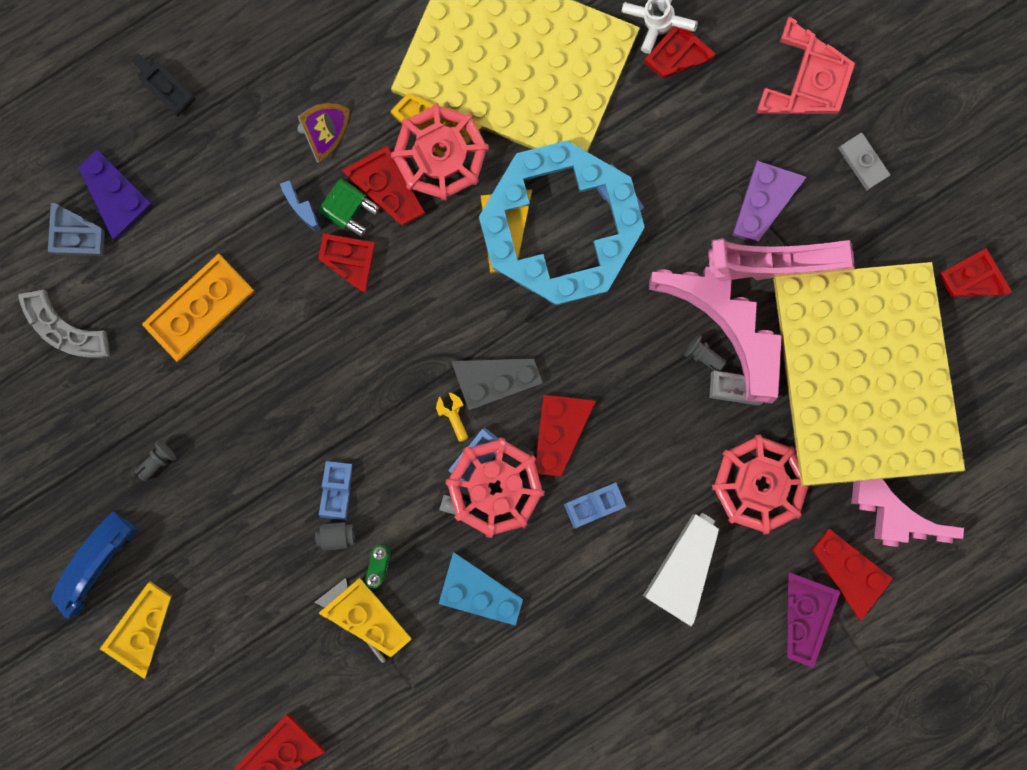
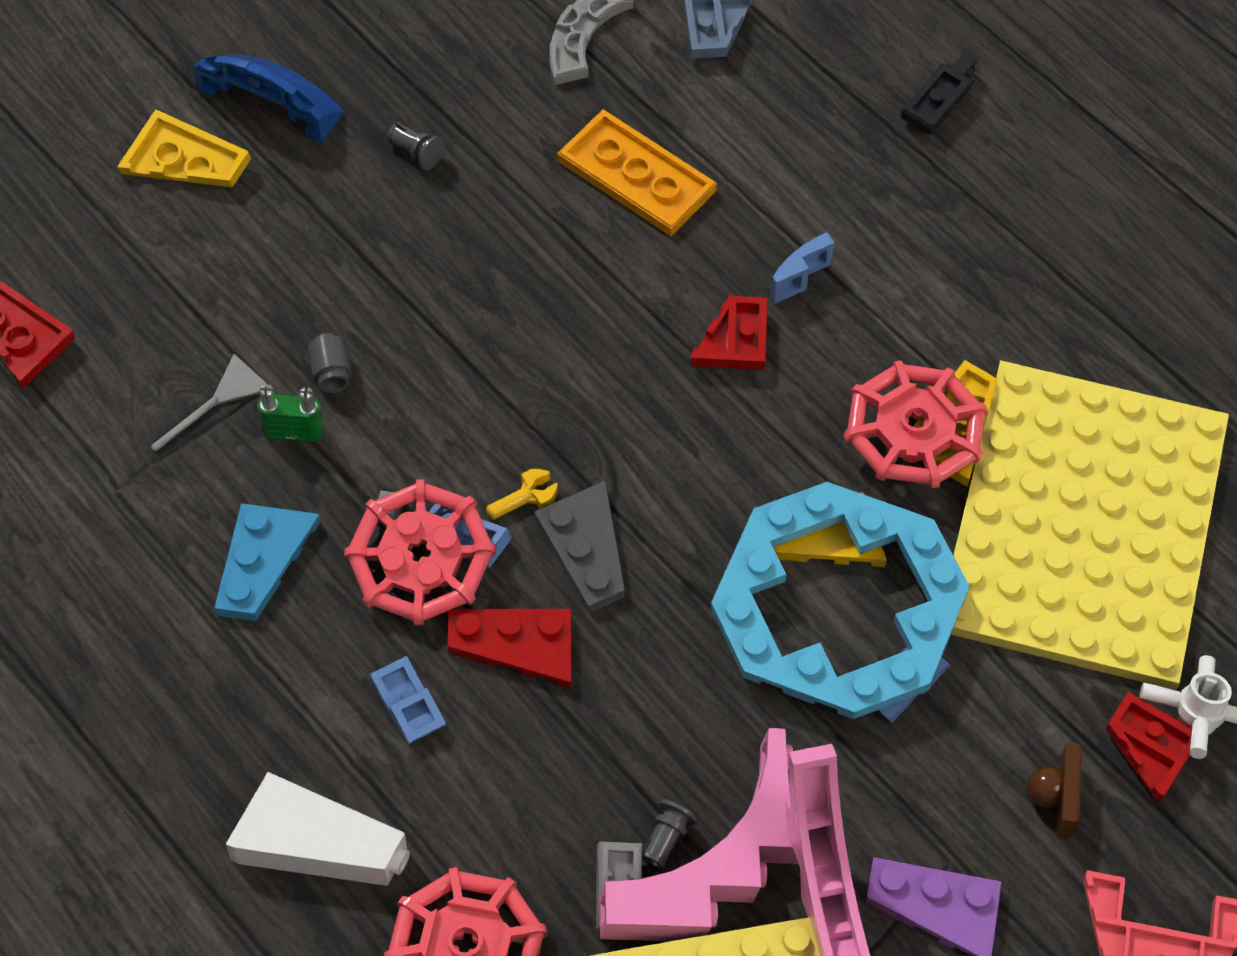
camera: 80 degrees right, 25 degrees down
(114, 195) = (777, 61): dark purple wing -> none
(323, 127) = (921, 279): shield -> none
(336, 490) = (404, 361): medium blue slope -> none
(344, 204) = (815, 324): green piece -> none
(366, 617) = (216, 415): yellow wing -> none
(384, 184) = (857, 359): red wing -> none
(703, 113) = (1060, 789): none -> reddish brown tile

